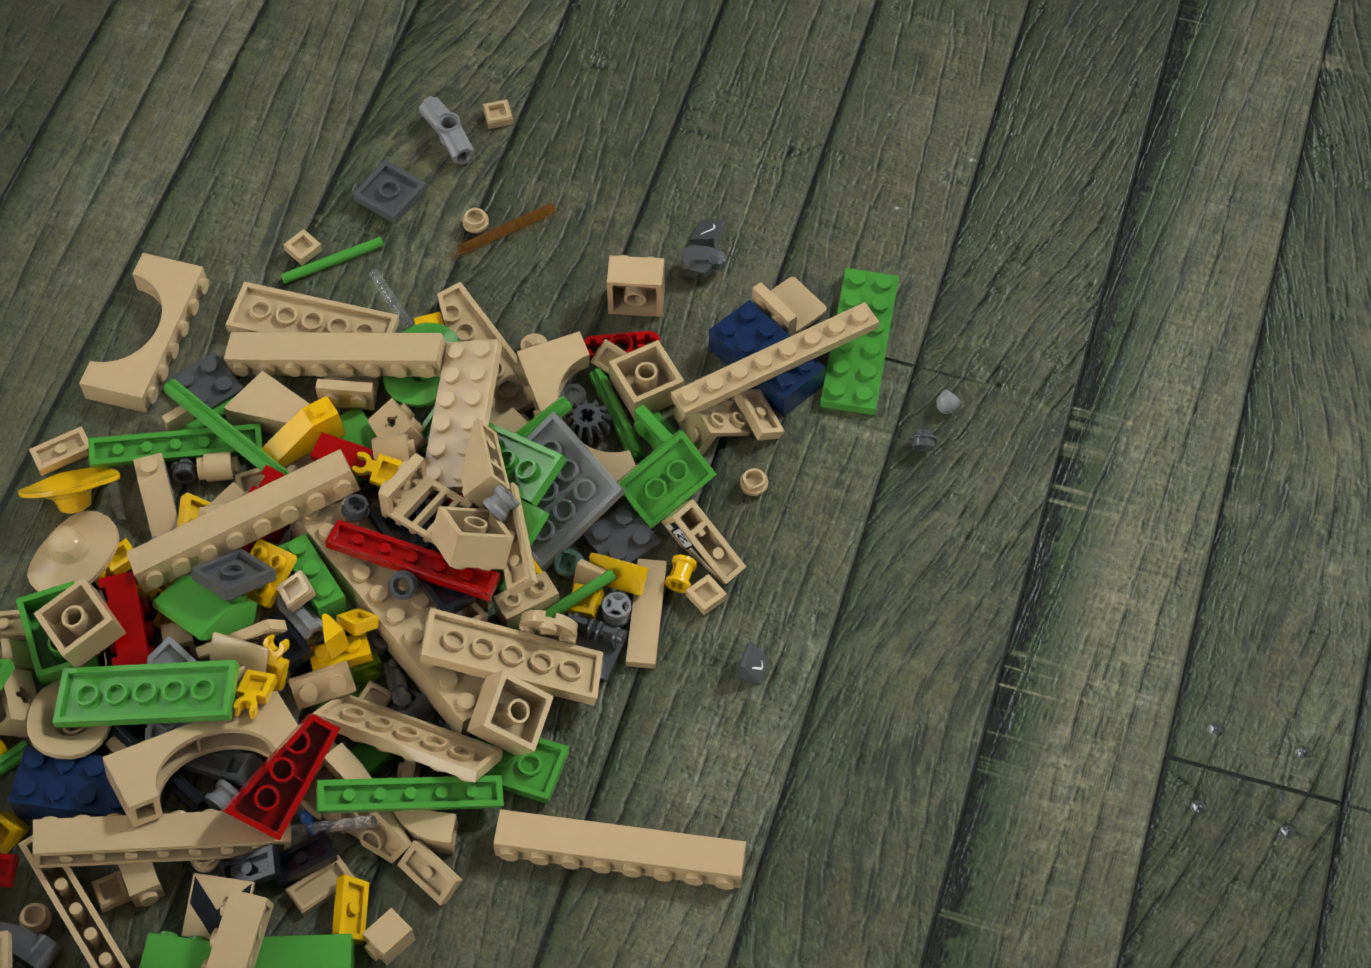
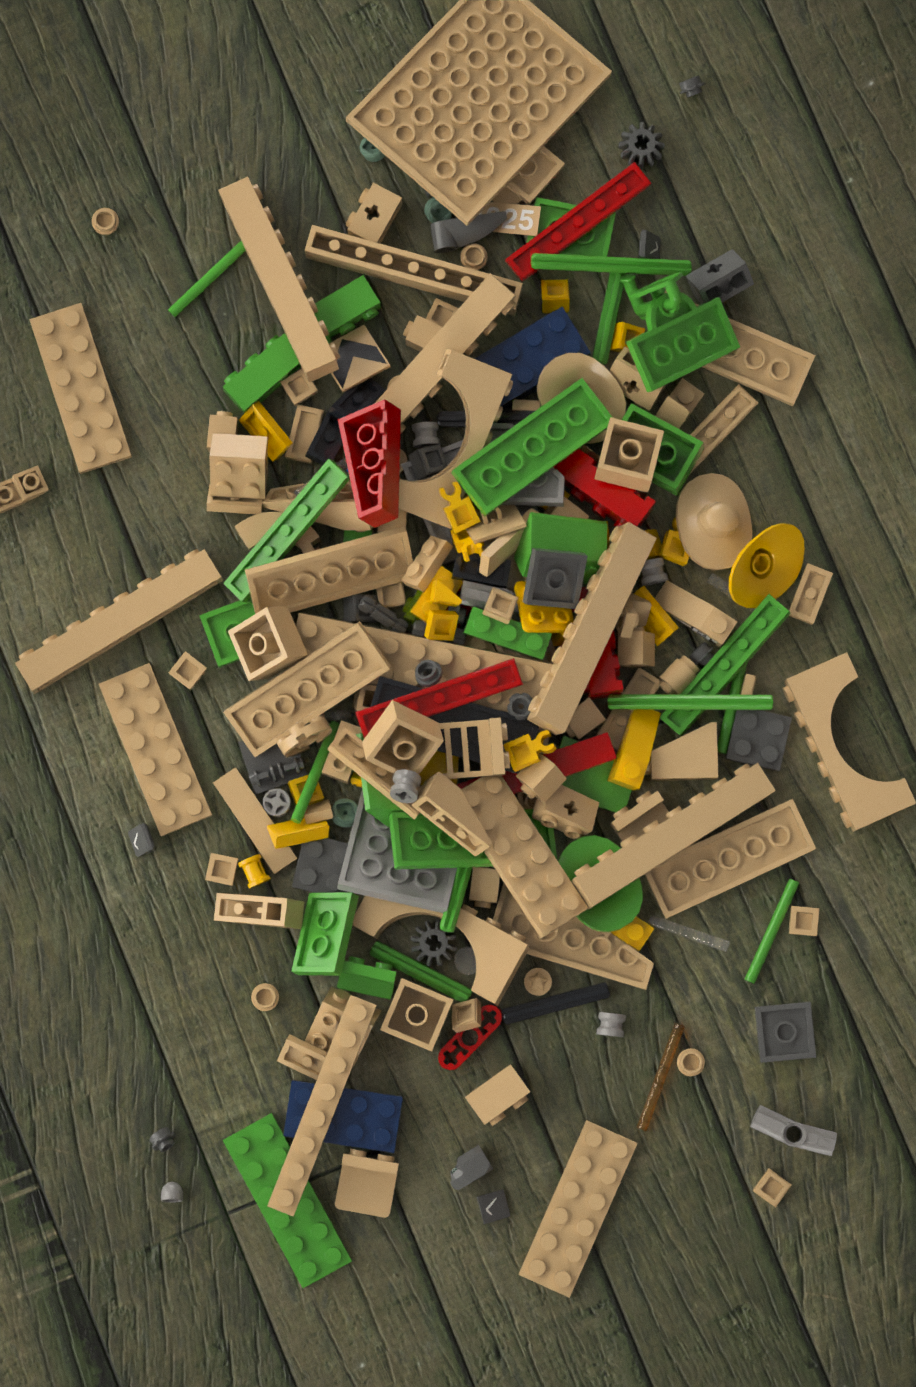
camera: 140 degrees right, 25 degrees up
(287, 922) = (298, 387): none -> tan plate
(400, 886) = (238, 466): none -> tan brick
(508, 279) = (611, 1024): none -> light grey wheel
(527, 320) = (555, 1003): none -> black axle
(597, 765) = (187, 670): none -> tan plate
(646, 192) = (577, 1208): none -> tan plate
(679, 729) = (155, 749): none -> tan plate

